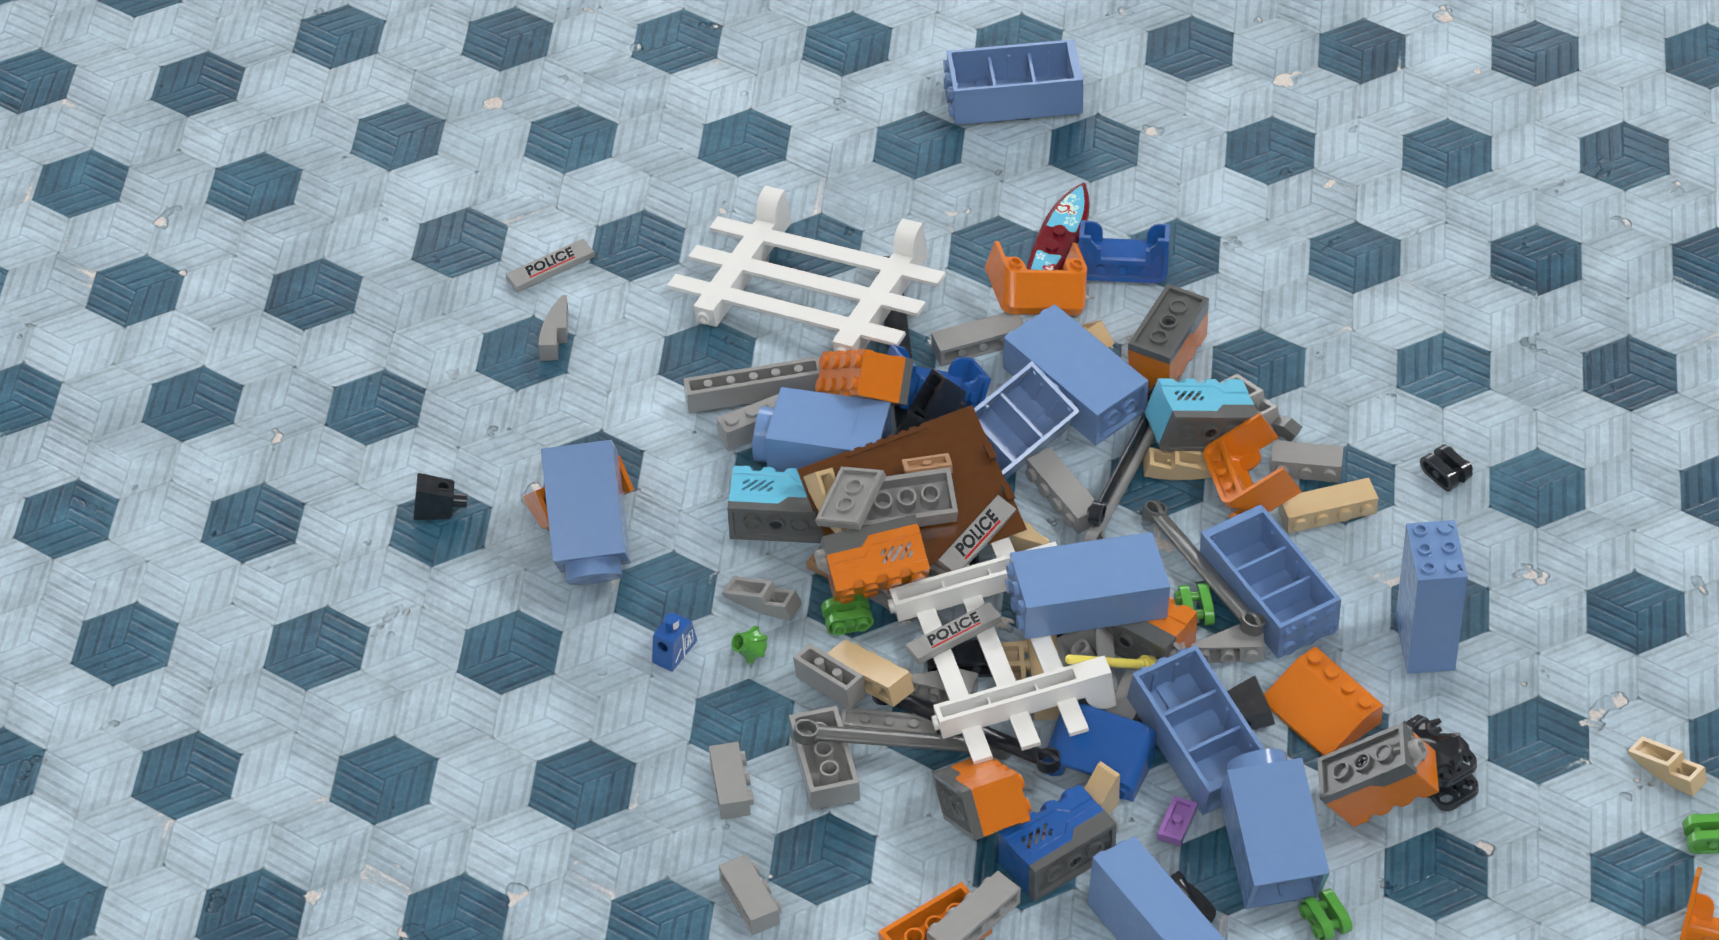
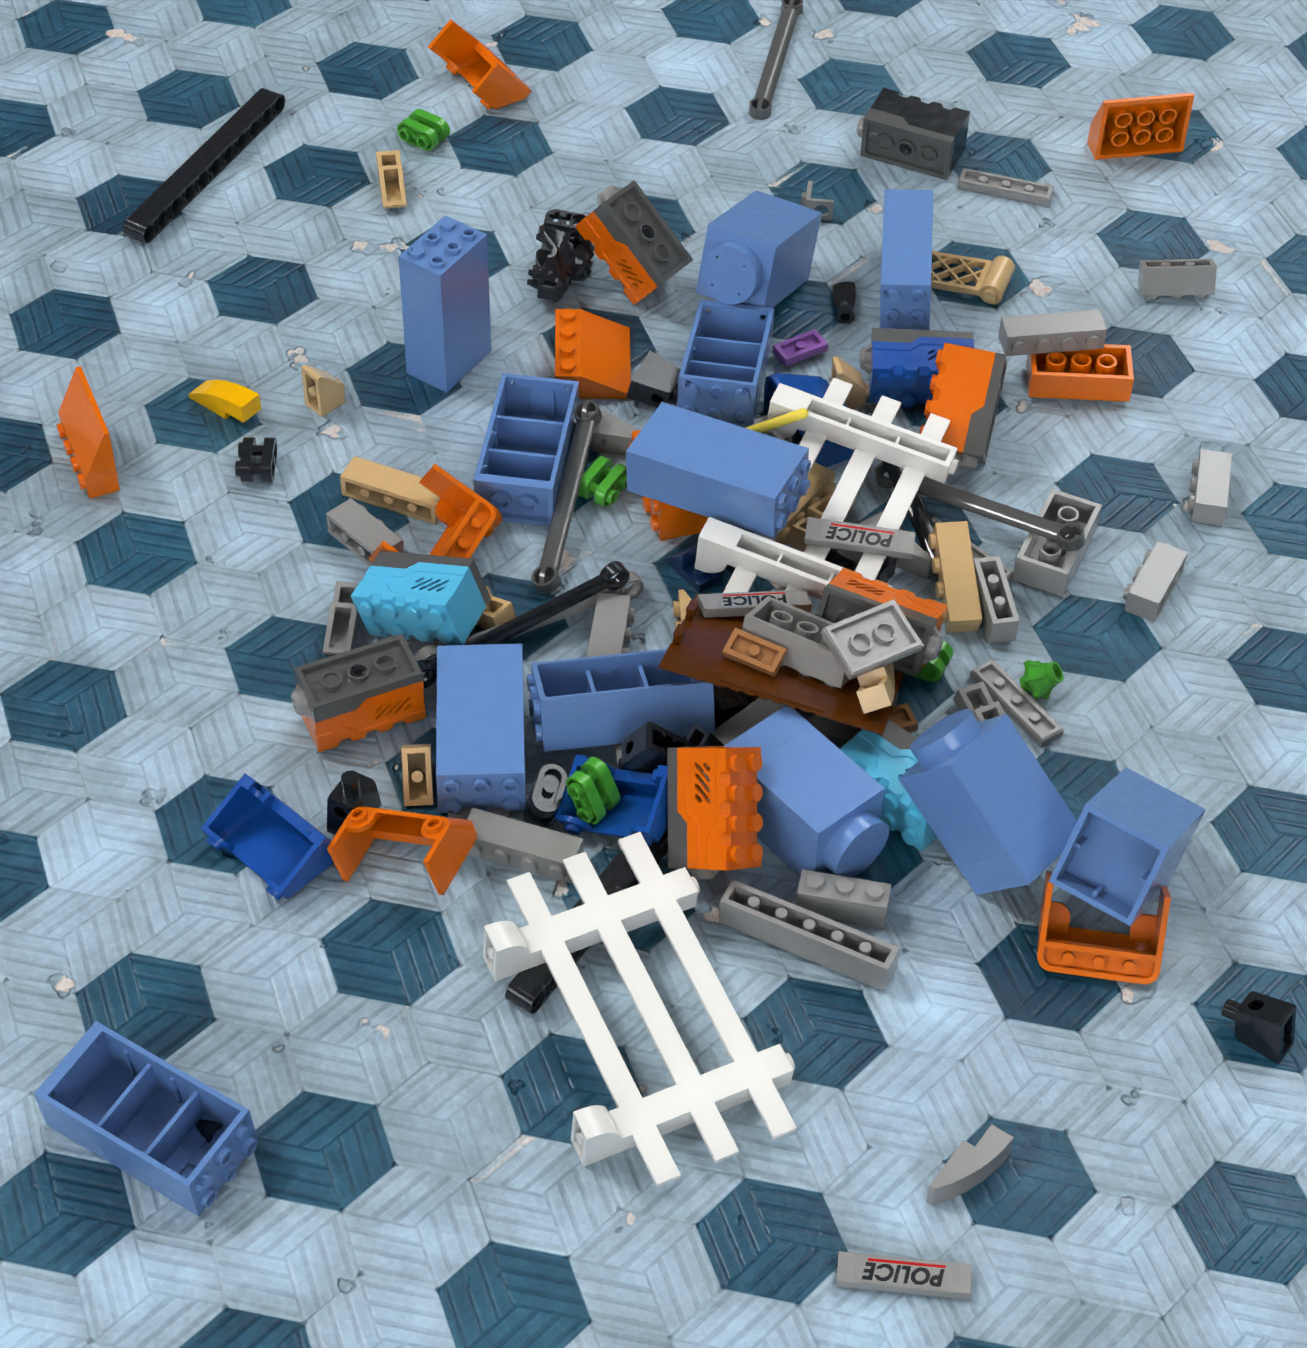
camera: 145 degrees left, 0 degrees up
(672, 641) = (1113, 722): blue torso -> none
(694, 476) = (988, 801): none -> medium blue container
(778, 634) = (1017, 703): none -> light grey tile
(961, 366) = (593, 790): none -> bright green brick
(992, 363) = (545, 795): none -> brick
(1060, 230) = (309, 917): piece -> none
(1101, 283) = (351, 792): none -> black torso
(1286, 427) = (342, 571): dark grey piece -> none
(1470, 534) = (321, 390): none -> tan slope
(1529, 495) = (227, 399): none -> yellow slope
(1562, 393) = (87, 438): none -> orange slope

